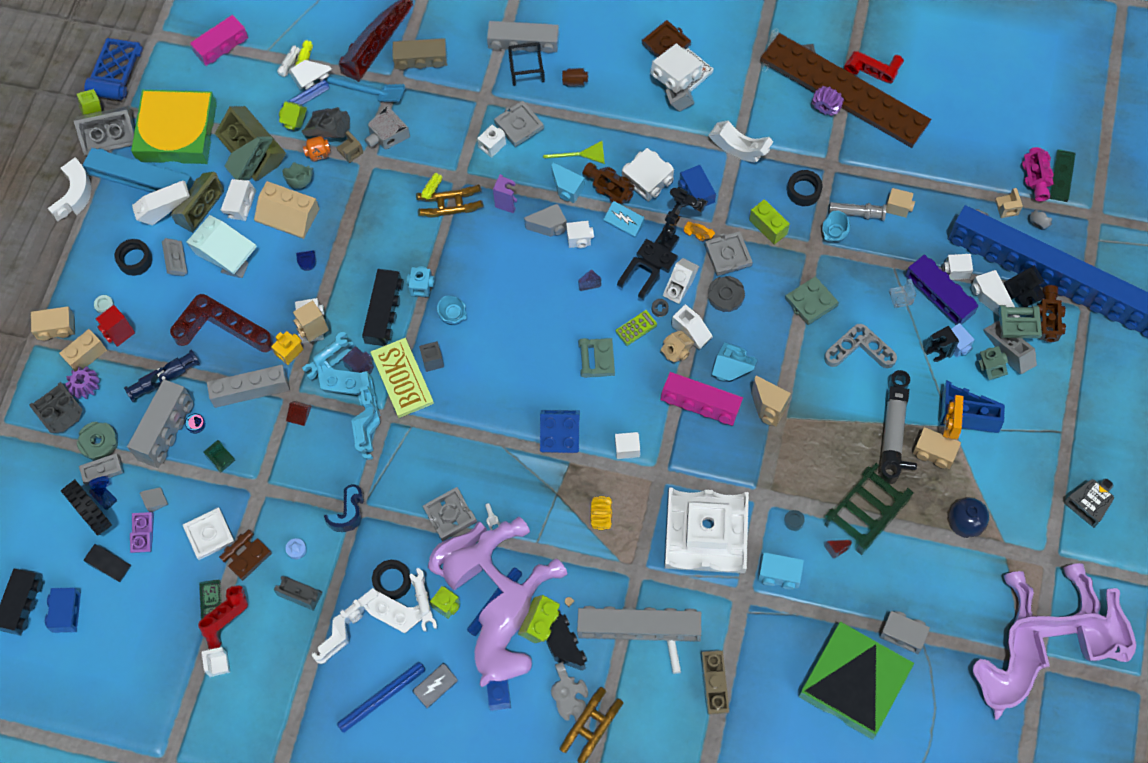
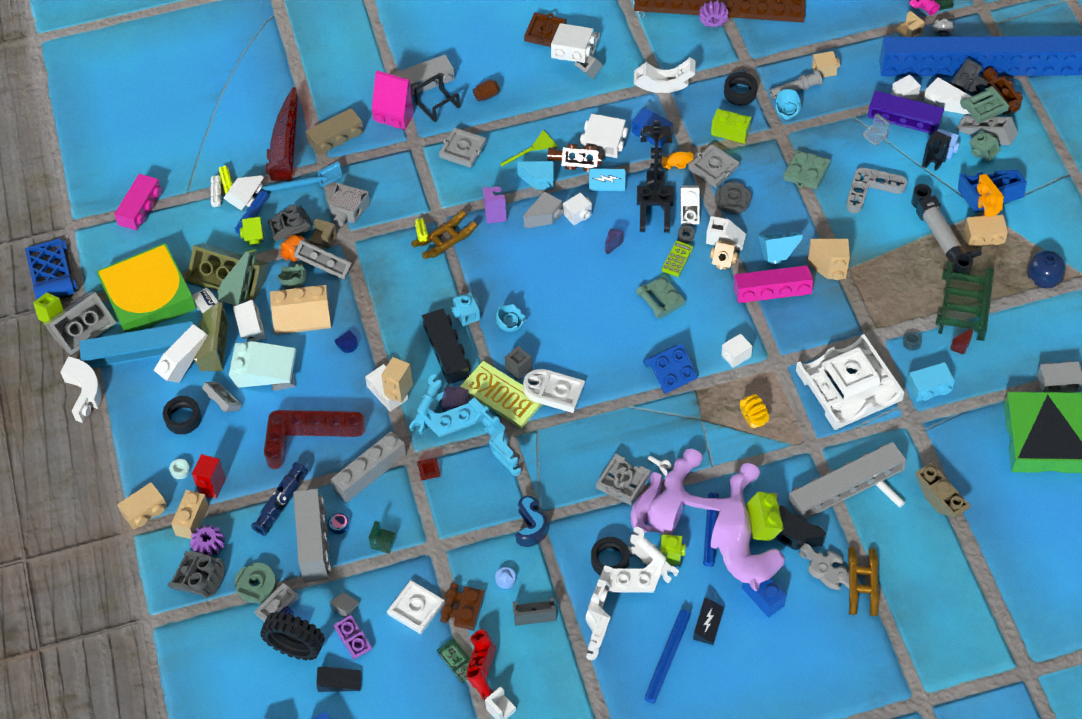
camera: 30 degrees left, 10 degrees down
(216, 161) = (204, 300): none -> white slope
(287, 347) = (381, 419): yellow brick -> none
(332, 171) = (322, 259): none -> light grey slope
(447, 397) = (553, 389): none -> white tile
(481, 50) = (392, 100): none -> dark pink slope
(491, 140) = (448, 171): white brick -> none

